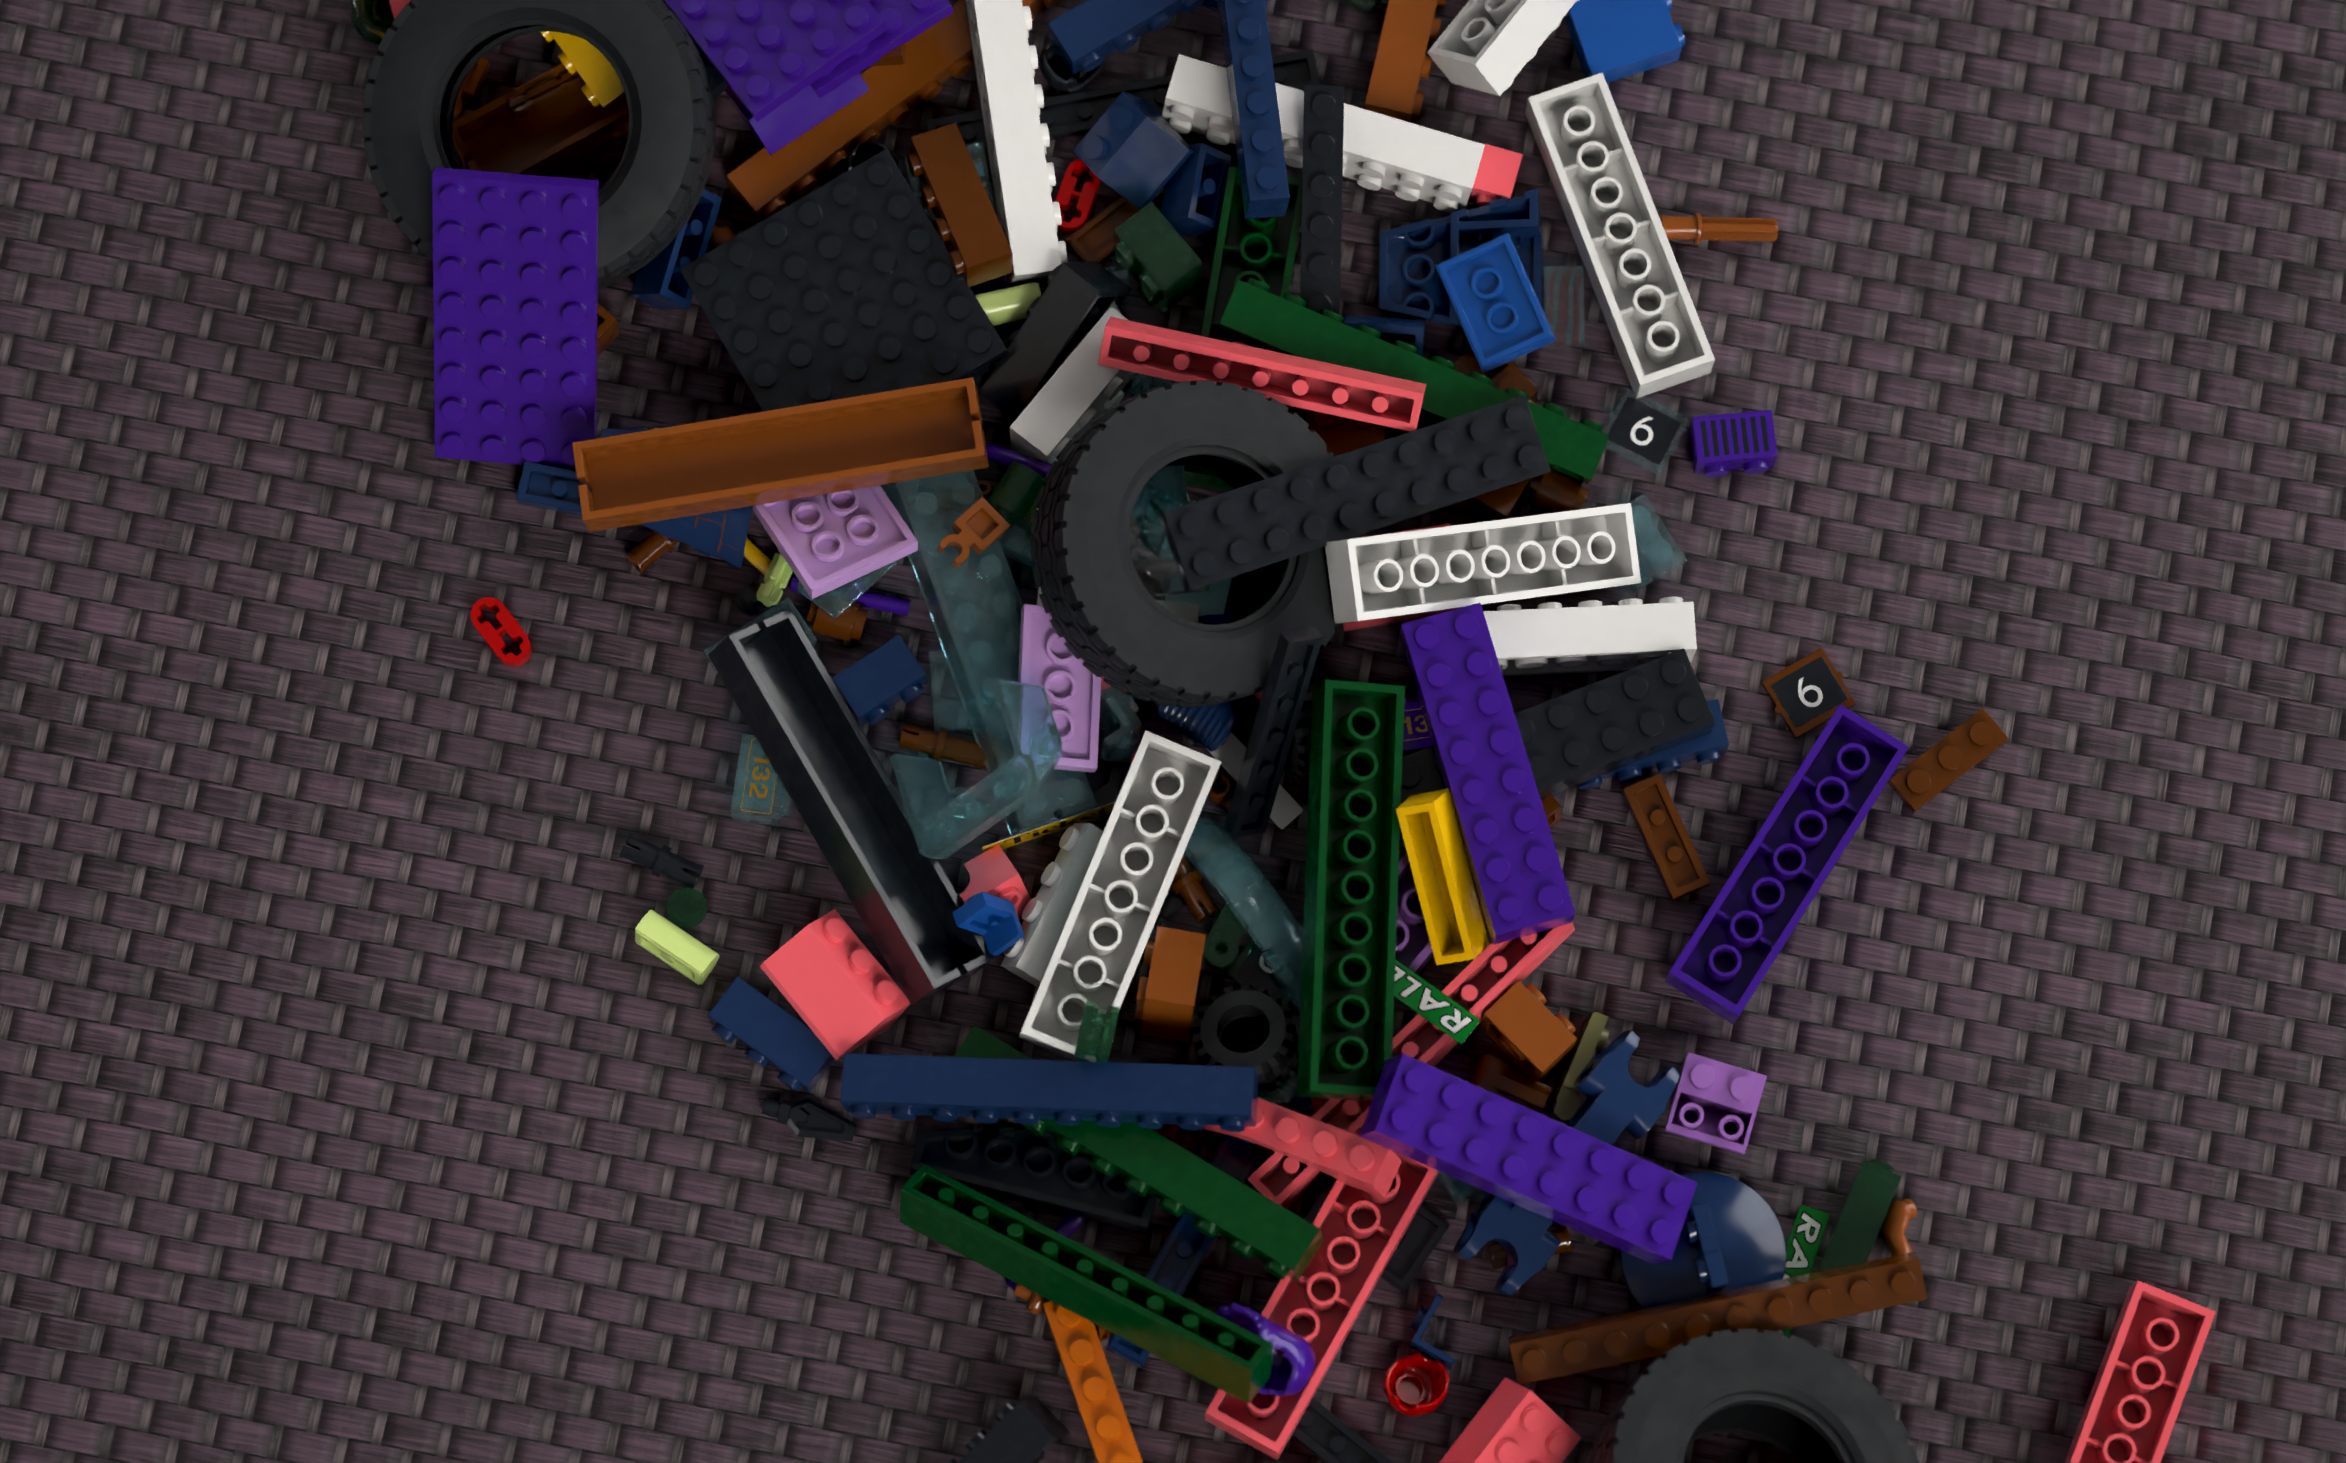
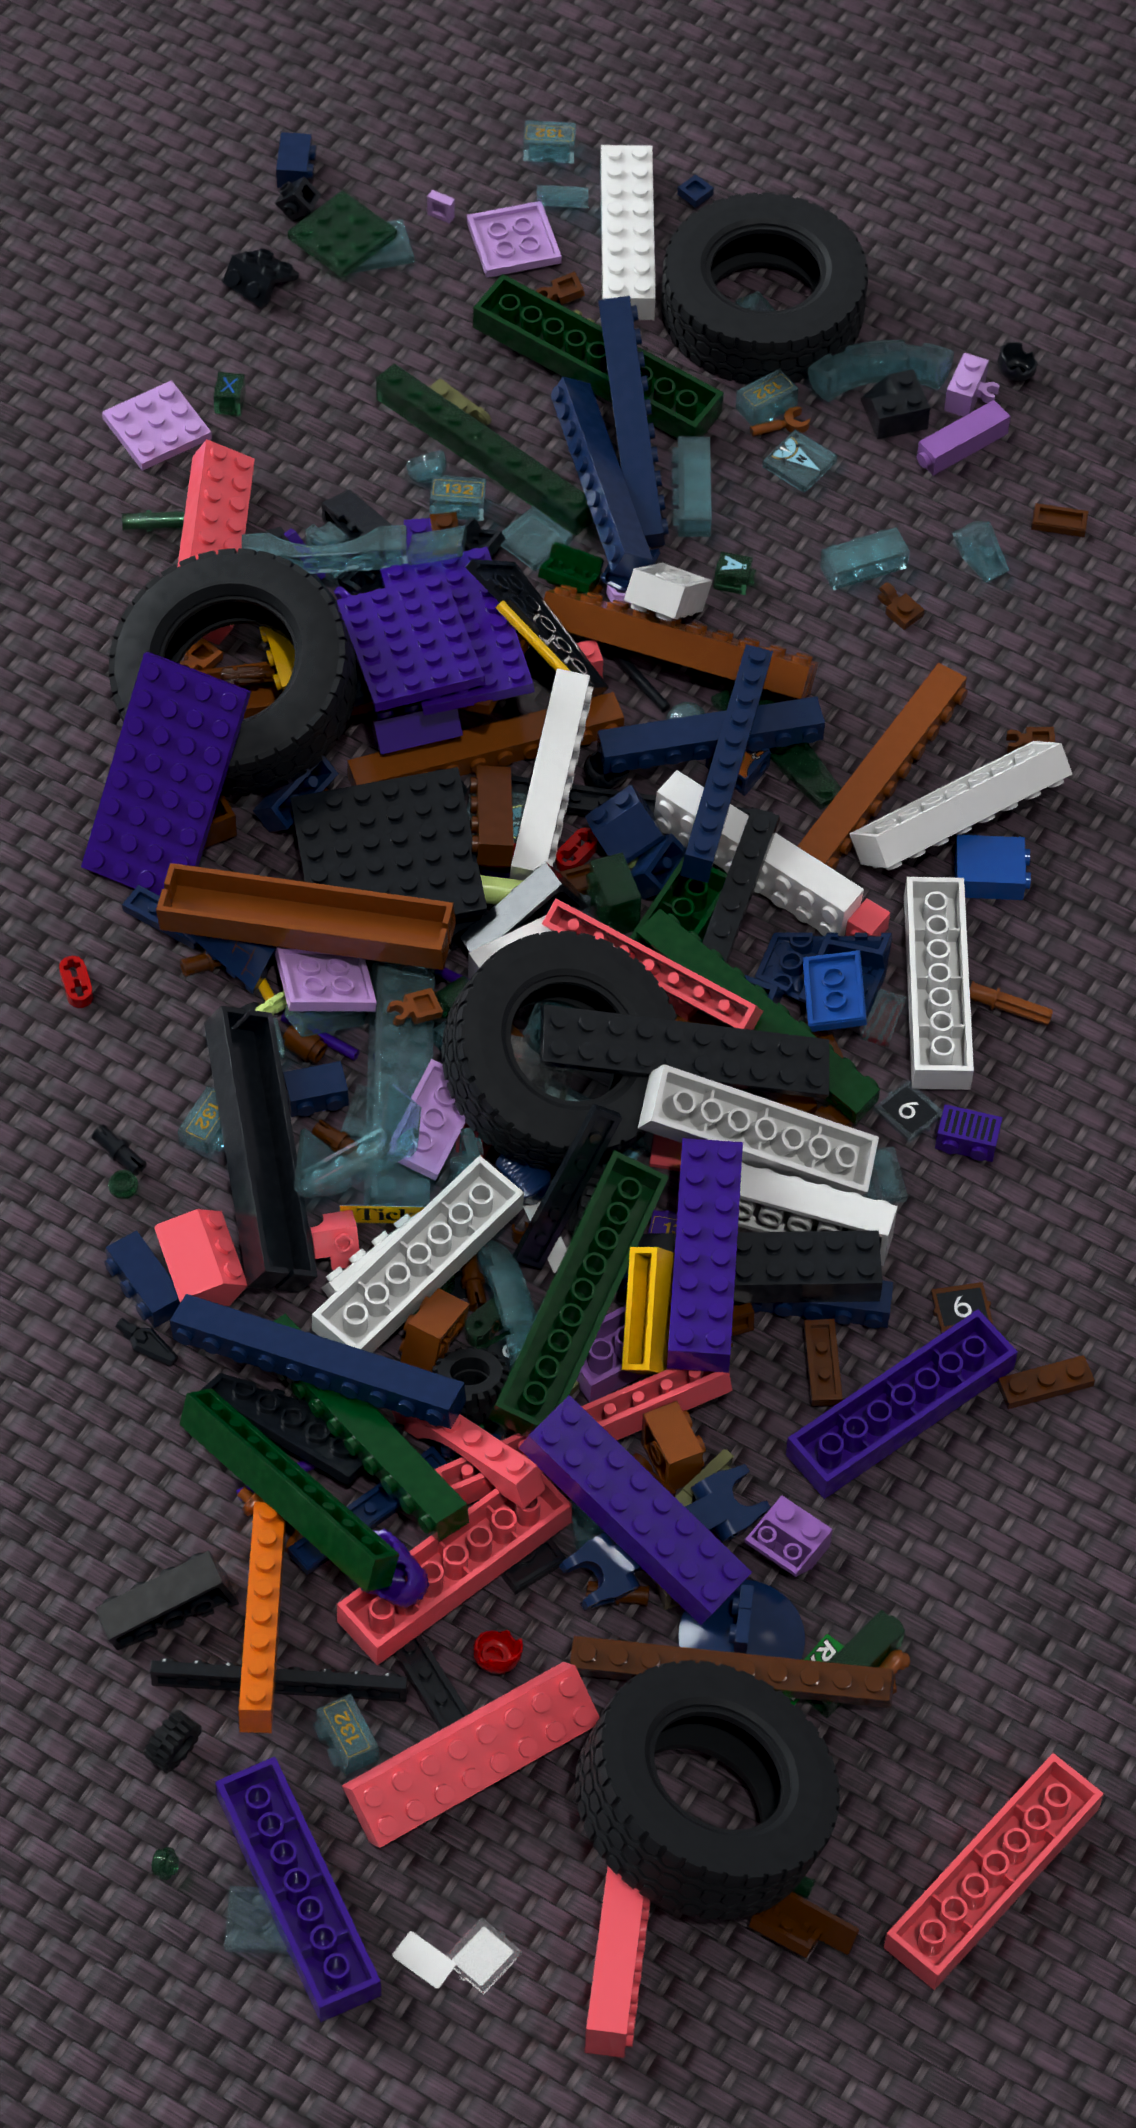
camera: 20 degrees right, 20 degrees down
(675, 947) = (103, 1205): yellowish green brick -> none
(993, 919) = (323, 1246): blue bracket -> none
(1096, 1031) = (363, 1324): clear green wheel -> none
(1420, 1324) = (518, 1615): dark blue bracket -> none
(1433, 1004) = (606, 1391): sticker -> none

